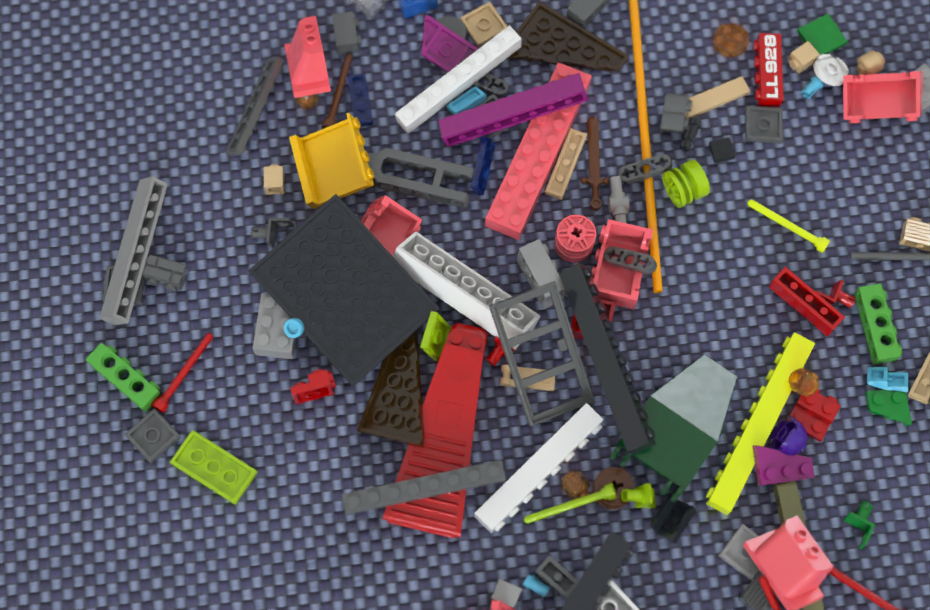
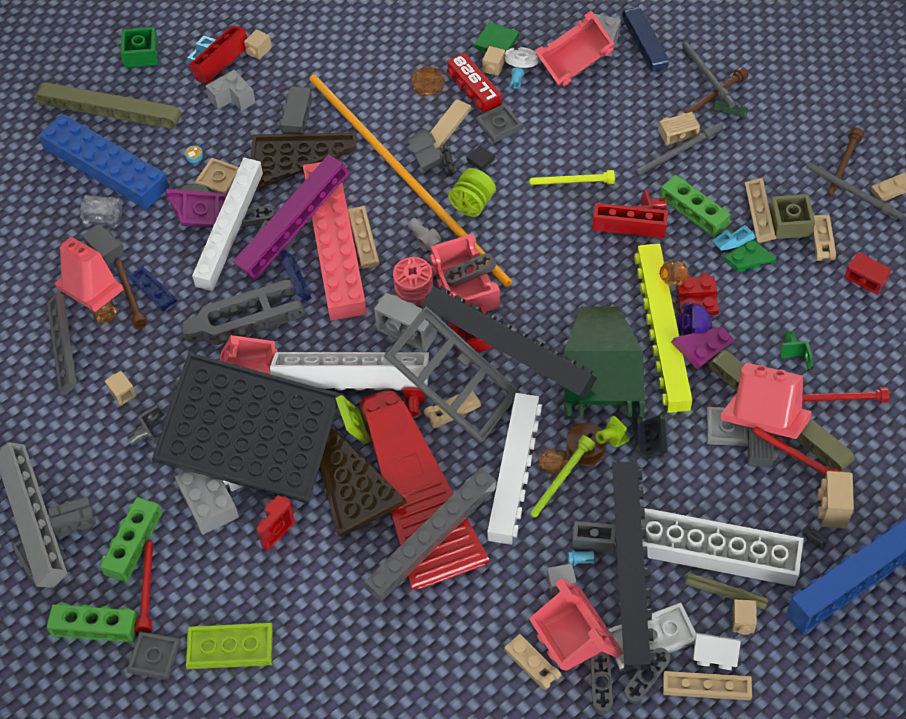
camera: 30 degrees left, 15 degrees down
(208, 323) = (123, 567): none -> bright green brick
(293, 328) = (224, 481): medium azure tile -> none
(332, 162) = (162, 342): yellow panel -> none
(467, 101) = (246, 235): medium azure tile -> none
(594, 164) = (395, 234): reddish brown sword -> none
(638, 165) = (431, 194): dark grey beam -> none
(870, 63) = (547, 34): tan head -> none

